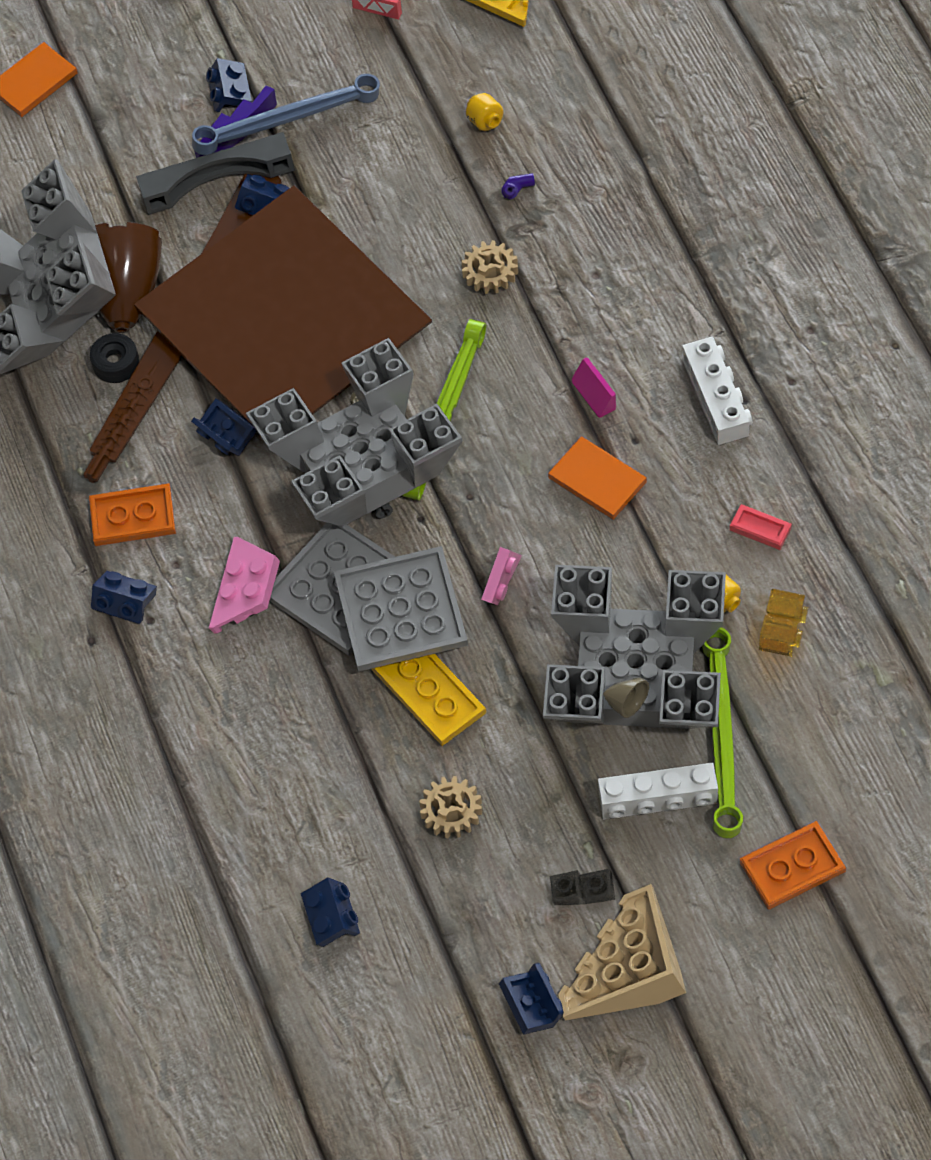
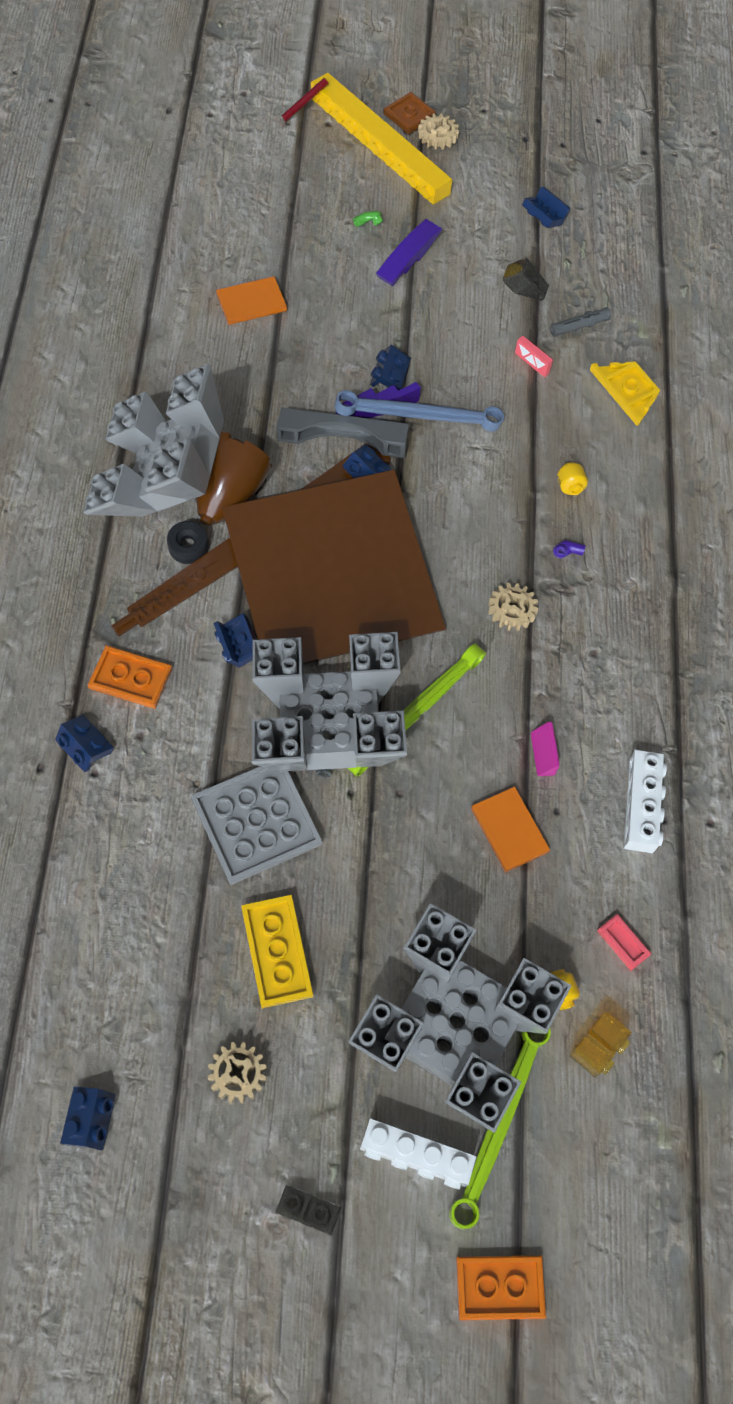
camera: 15 degrees right, 5 degrees up
(245, 584) = (180, 782): bright pink wing -> none
(400, 608) = (288, 869): light grey plate -> none
(500, 575) = (389, 876): bright pink wing -> none
(532, 1000) = (207, 1303): dark blue bracket -> none
(627, 696) = (431, 1057): dark tan piece -> none
(629, 966) = (310, 1312): tan slope -> none

